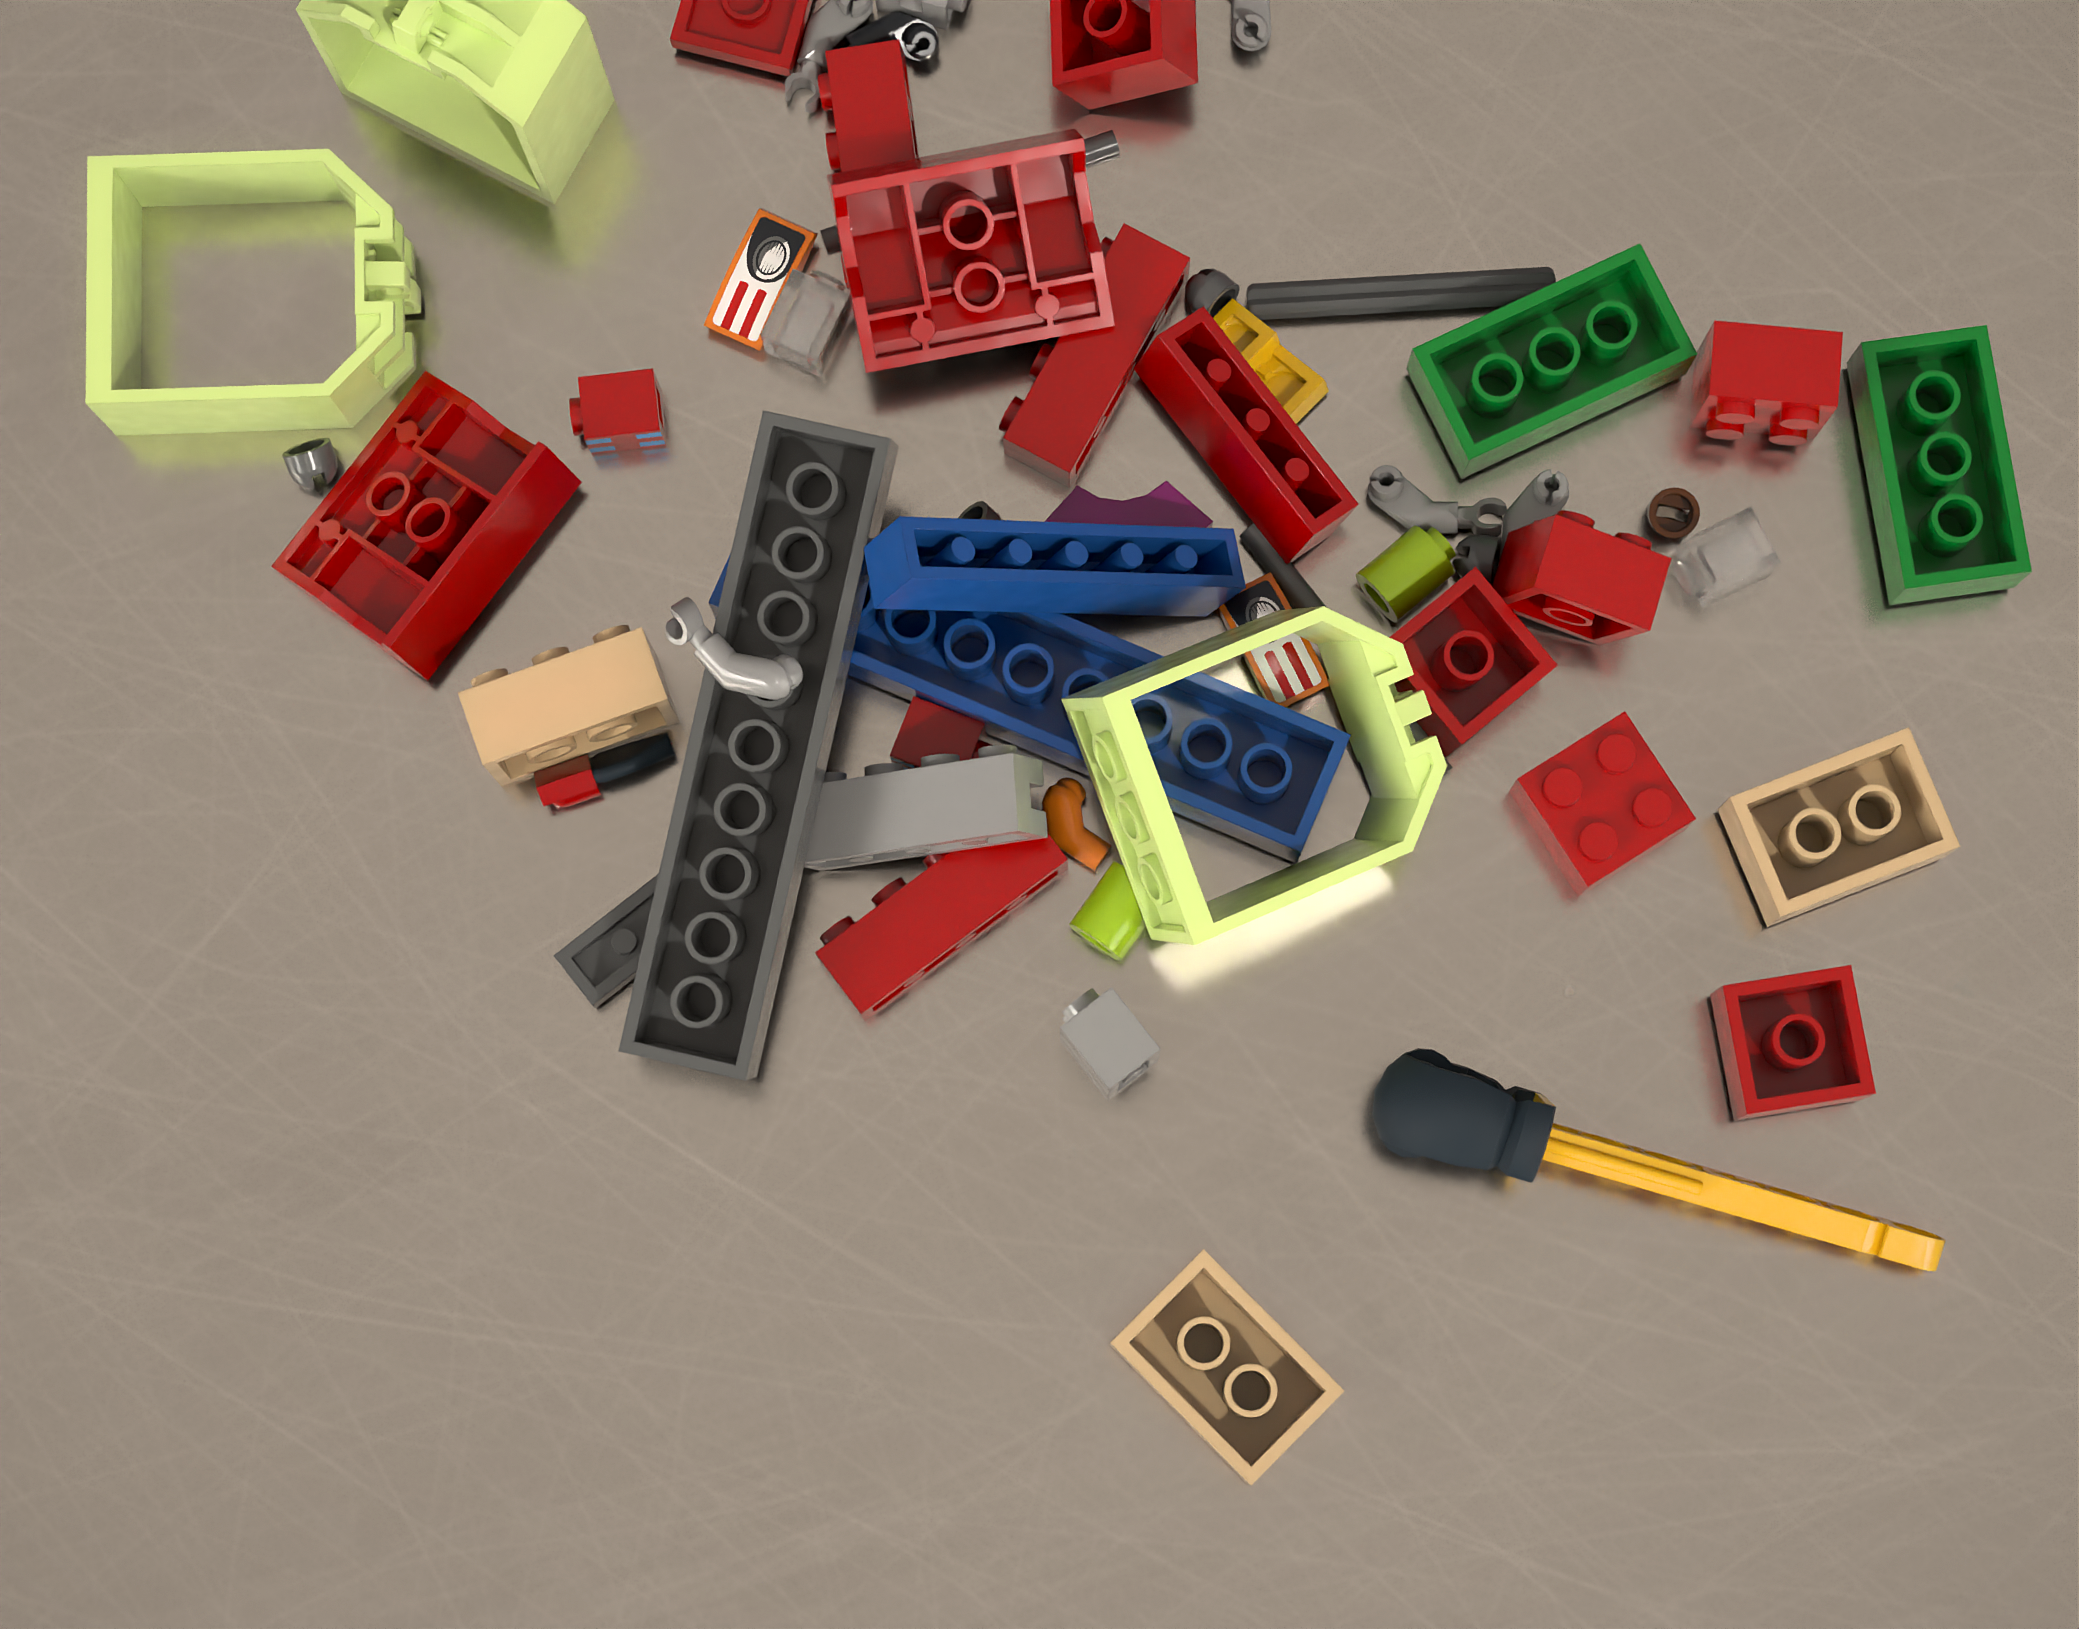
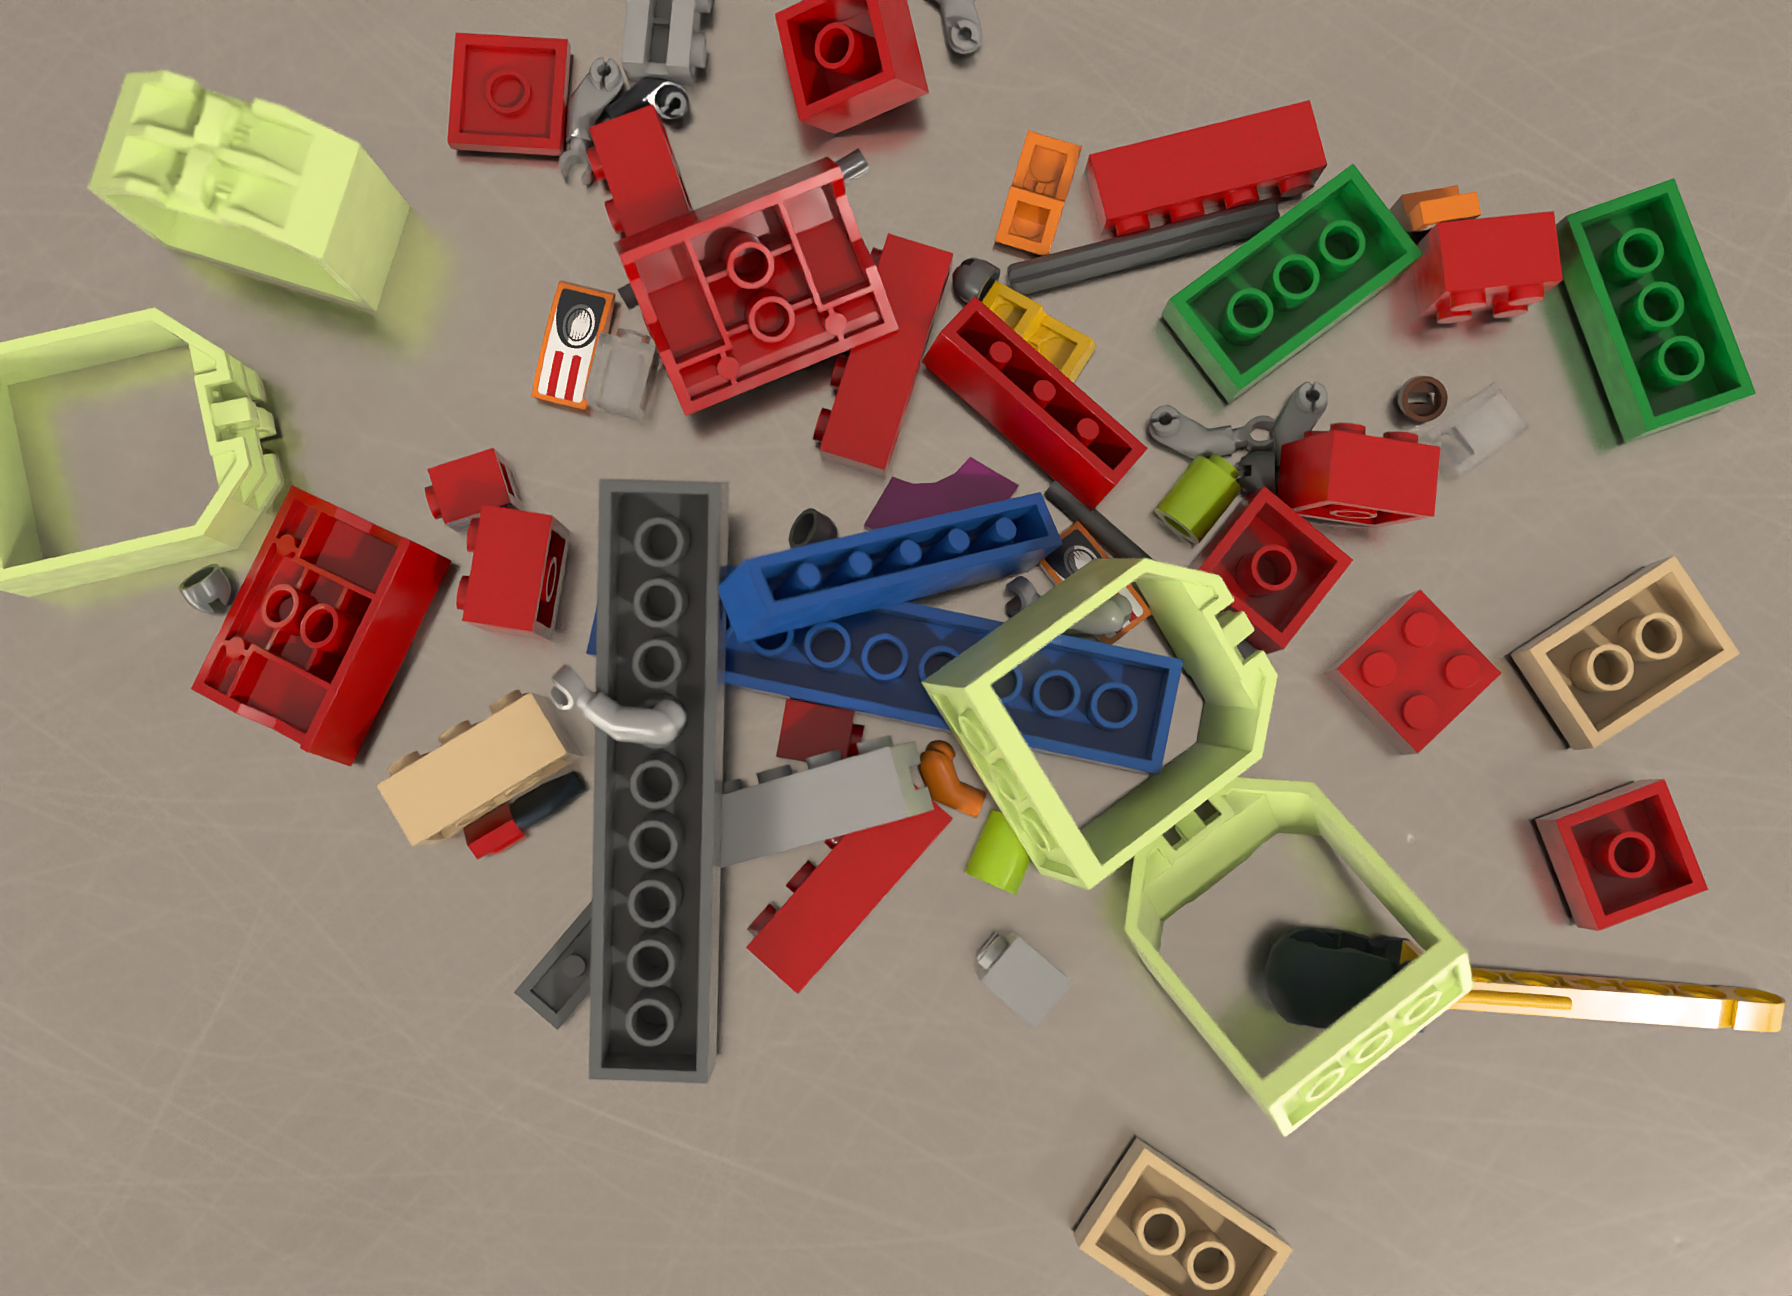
camera: 15 degrees left, 5 degrees up
(647, 504) = (513, 572): none -> red brick
(1256, 674) = (1102, 620): none -> light grey arm
(1297, 214) = (1038, 193): none -> orange slope
(1455, 1152) = (1208, 850): none -> yellowish green container
(1484, 221) = (1206, 168): none -> red brick
(1705, 305) = (1427, 208): none -> orange slope

